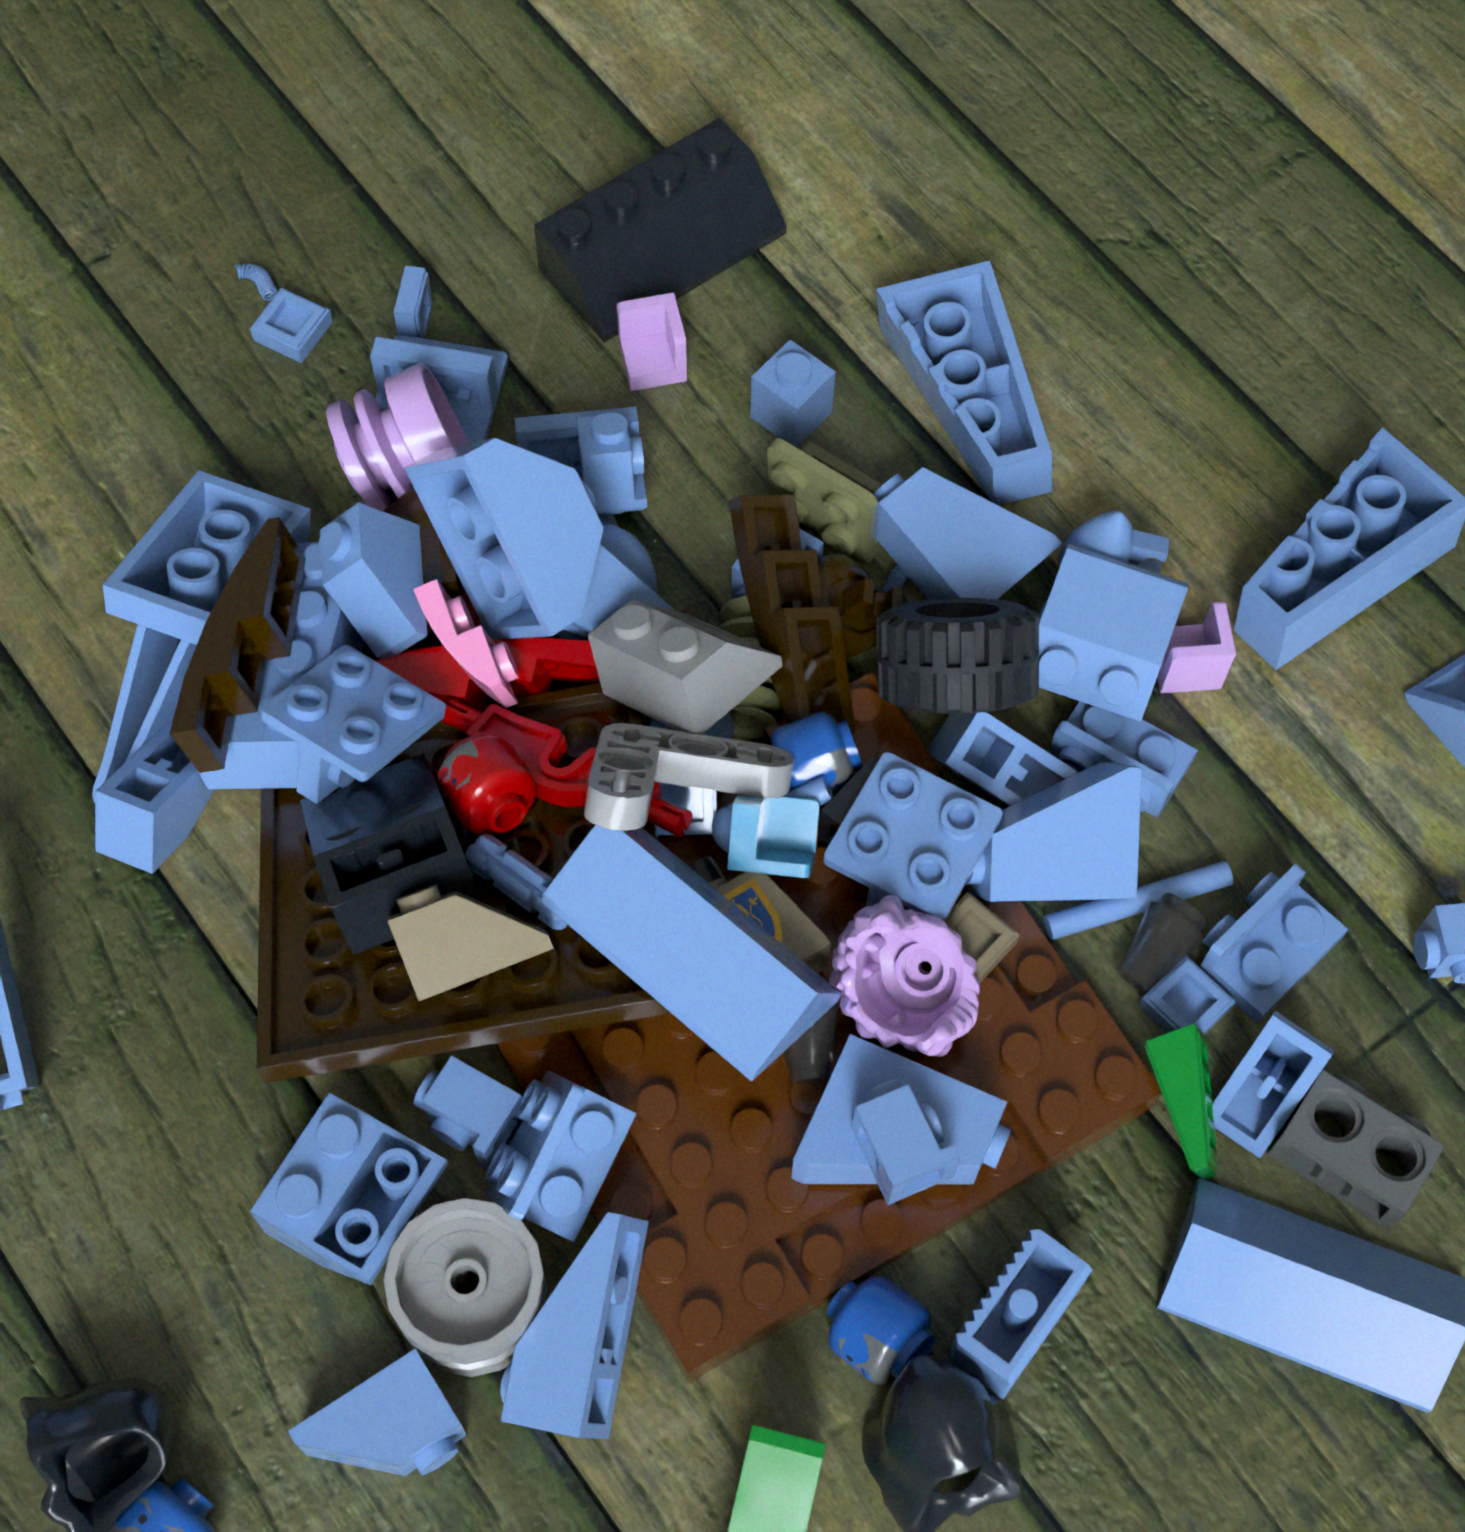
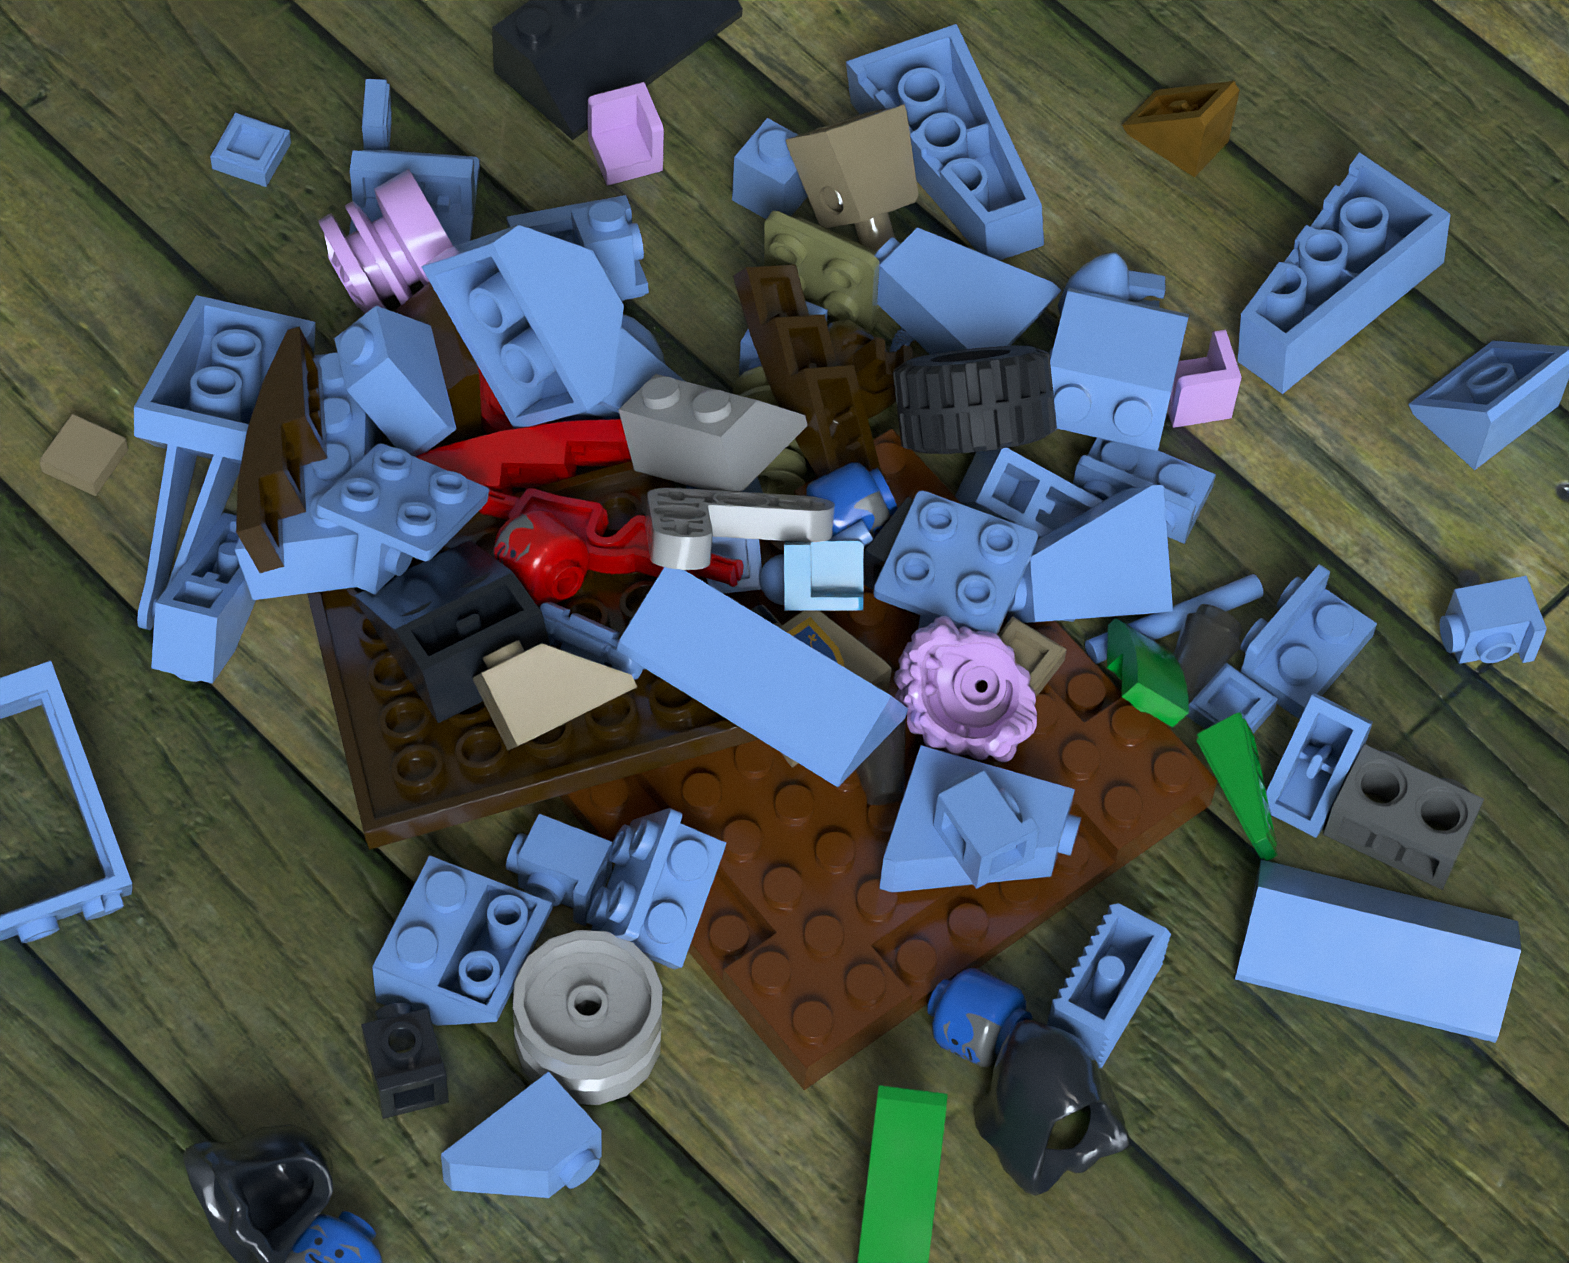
camera: 10 degrees left, 5 degrees down
(73, 619) = (83, 455): none -> dark tan tile
(256, 277) = (206, 106): medium blue leg -> none
(288, 1329) = (406, 1079): none -> black brick
(473, 649) = (502, 437): bright pink slope -> none
(575, 1348) = (698, 1053): medium blue slope -> none
(874, 402) = (858, 172): none -> dark tan torso
(1105, 965) = (1148, 673): none -> green slope
(1209, 379) = (1186, 123): none -> pearl gold slope

